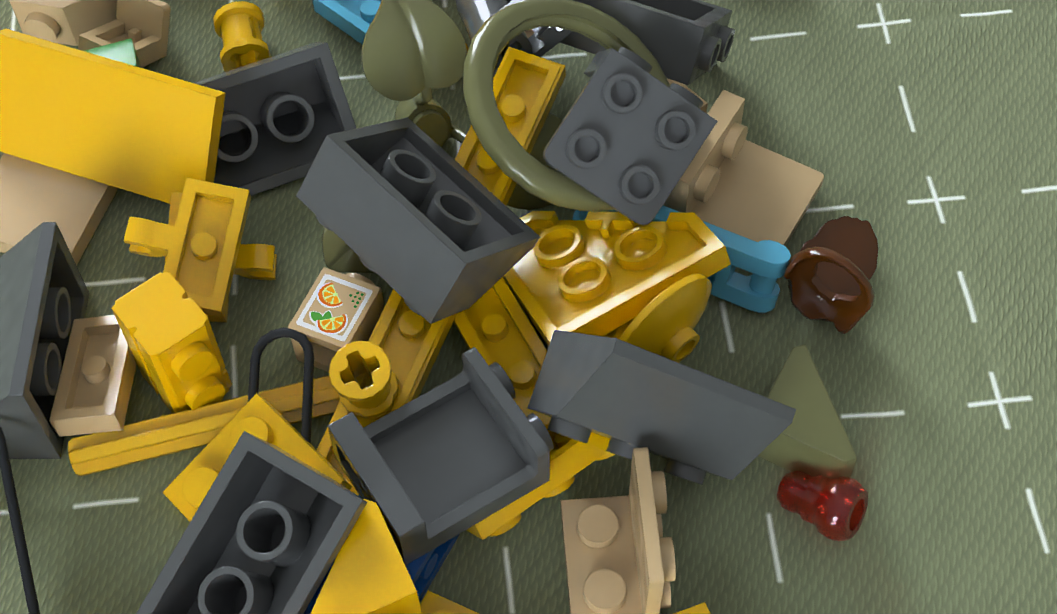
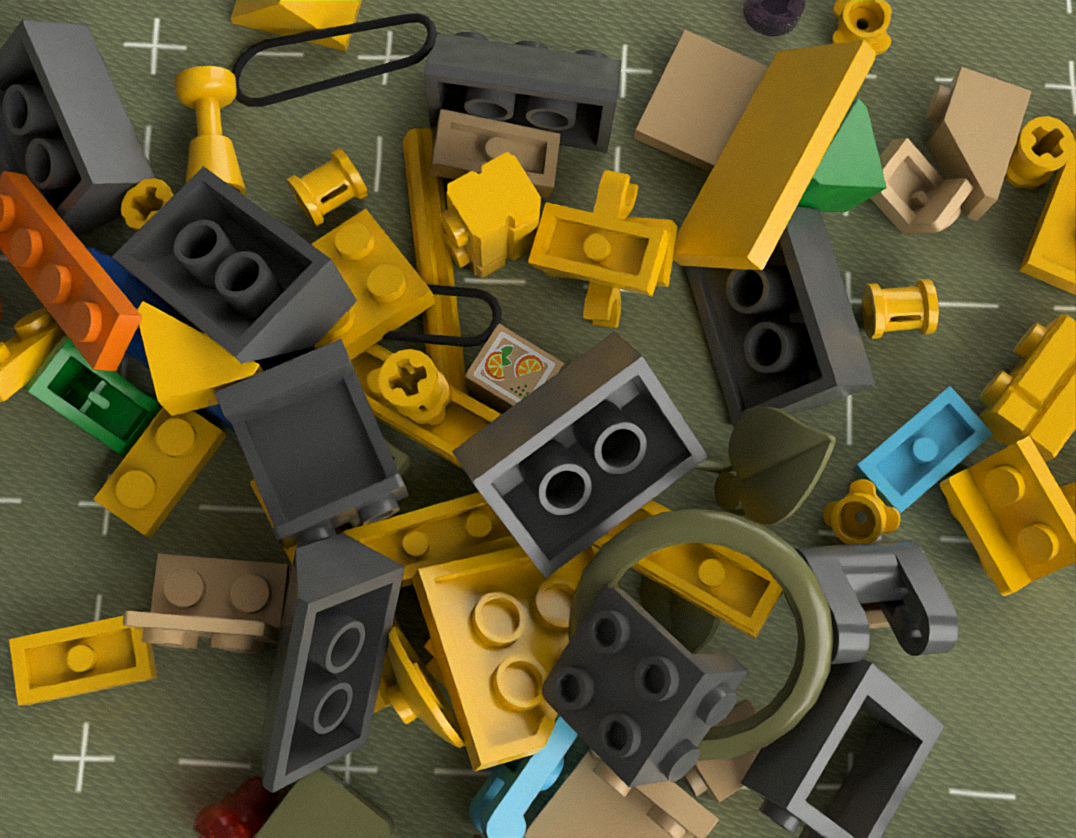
camera: 90 degrees right, 20 degrees up
(138, 531) = (327, 187): none -> yellow bush

